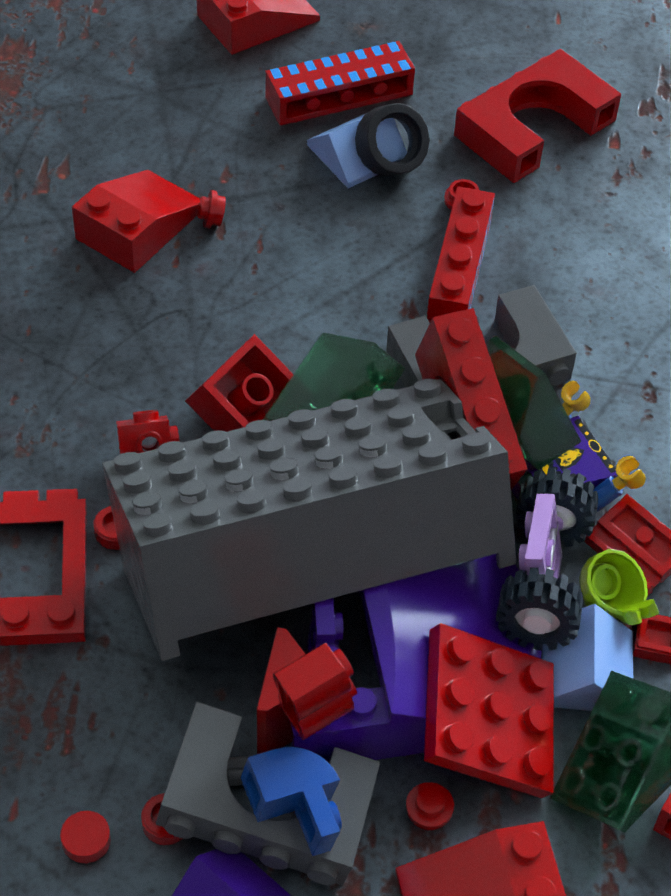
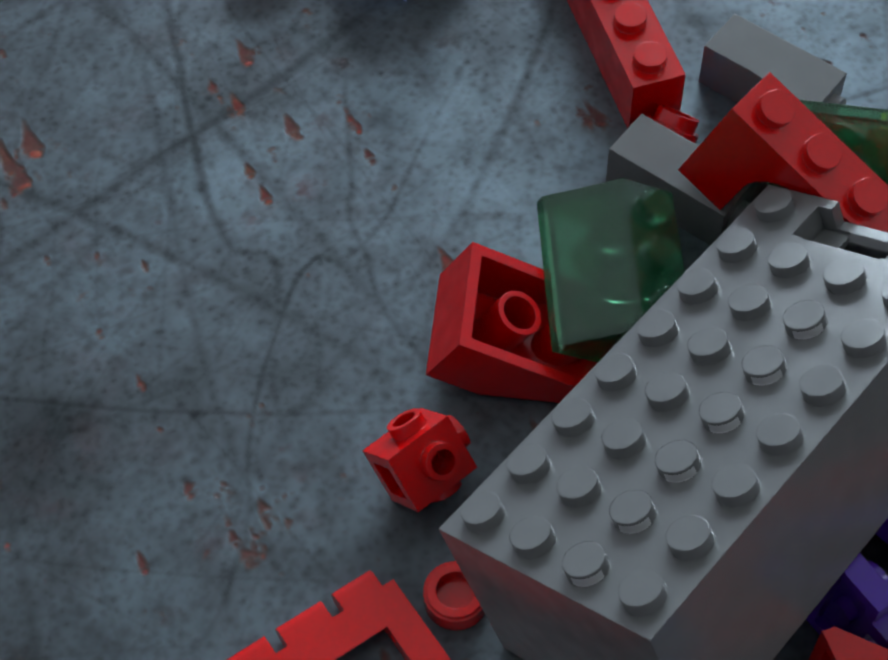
camera: 25 degrees left, 5 degrees up
(133, 217) = (175, 164): red slope -> none
(212, 209) = (270, 105): red plate -> none

